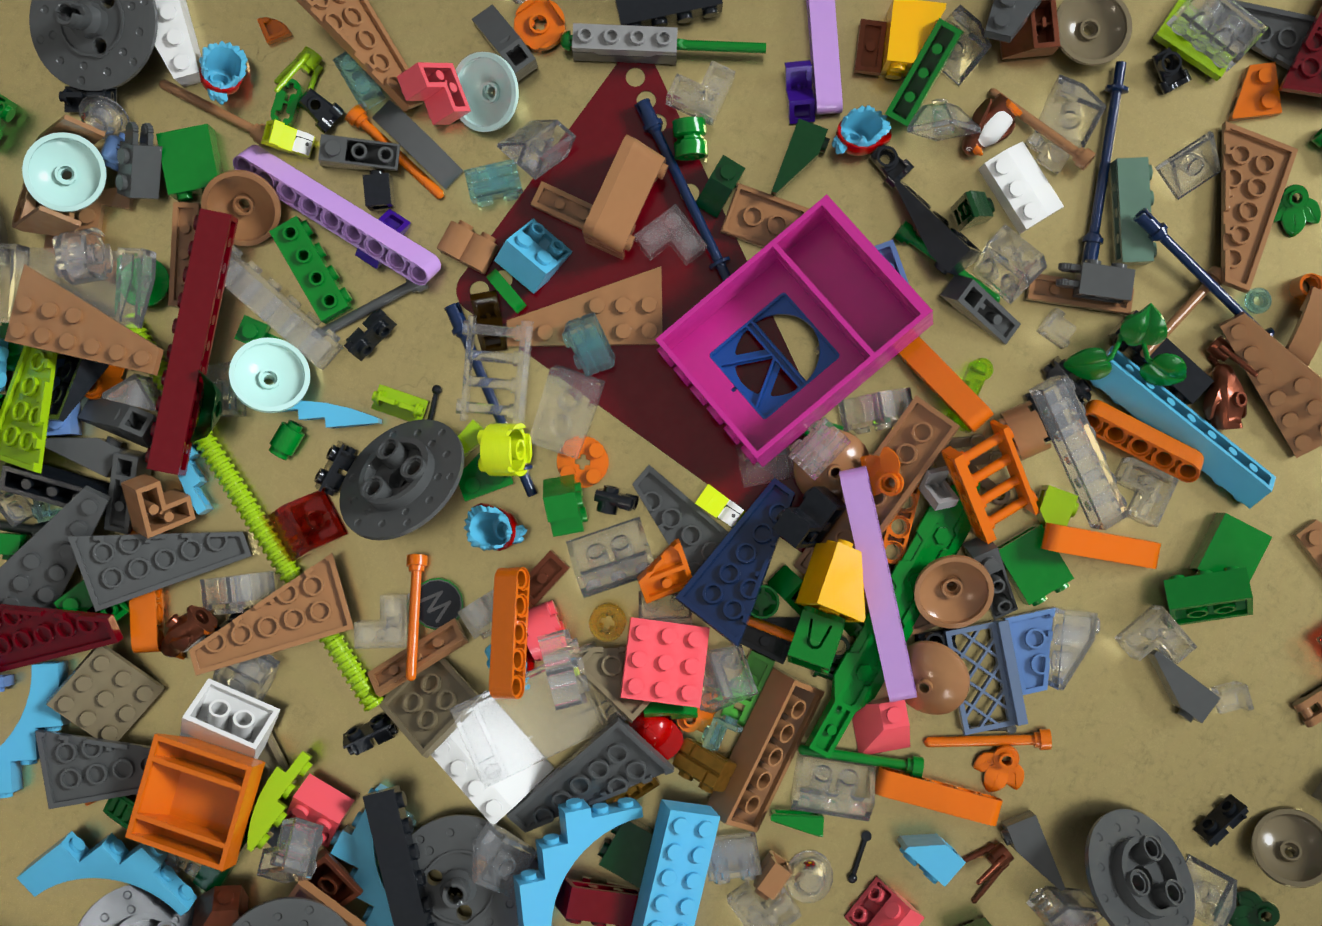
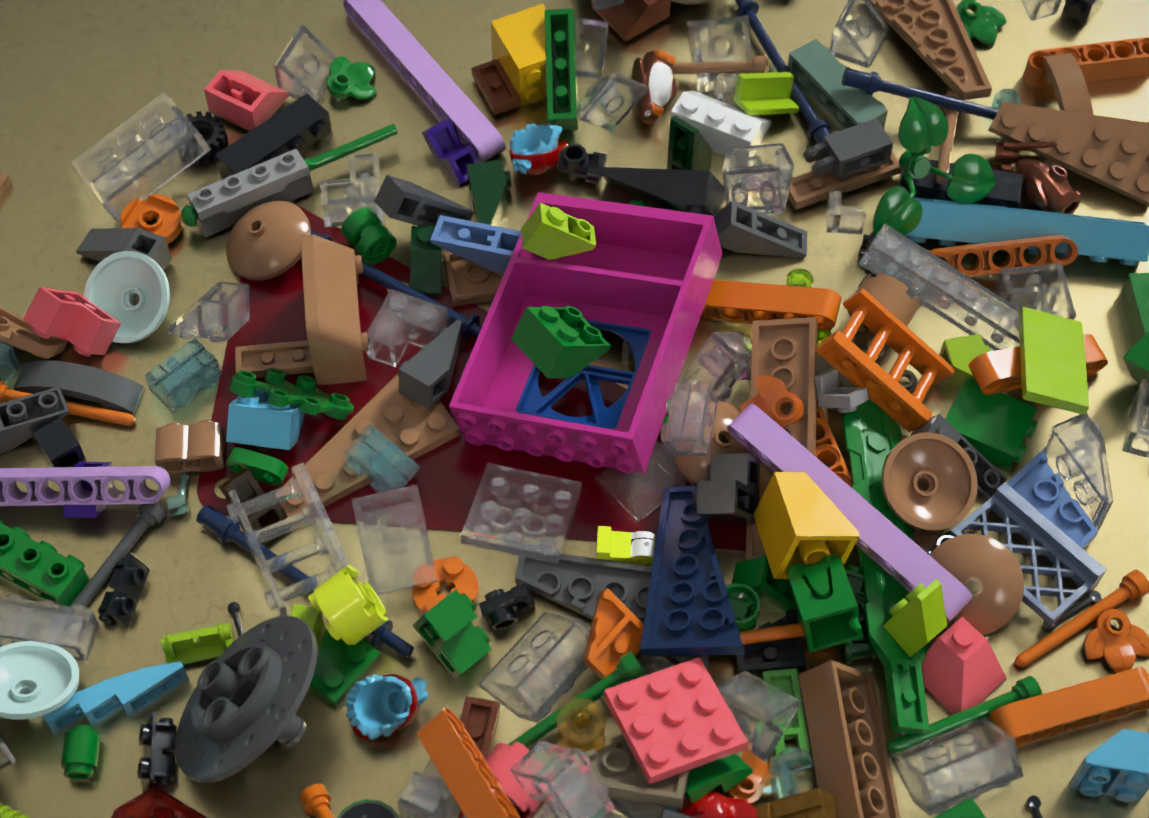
camera: 35 degrees left, 30 degrees down
(440, 286) = (178, 504): none -> sand green hand
(584, 272) = (284, 393): none -> green plant
(622, 106) = (267, 240): none -> medium nougat dish
(661, 604) = (626, 670): none -> green piece
(664, 439) = (521, 513): none -> clear plate
(665, 291) = (430, 371): none -> dark grey slope
(737, 140) = (415, 204): none -> dark grey slope
(757, 344) = (558, 340): none -> green slope
(762, 200) = (477, 242): none -> medium blue slope
(812, 250) = (556, 234): none -> lime slope
(869, 689) = (918, 620): none -> lime slope
(1071, 186) = (765, 93): none -> lime panel
(1107, 558) = (1053, 361): none -> lime tile

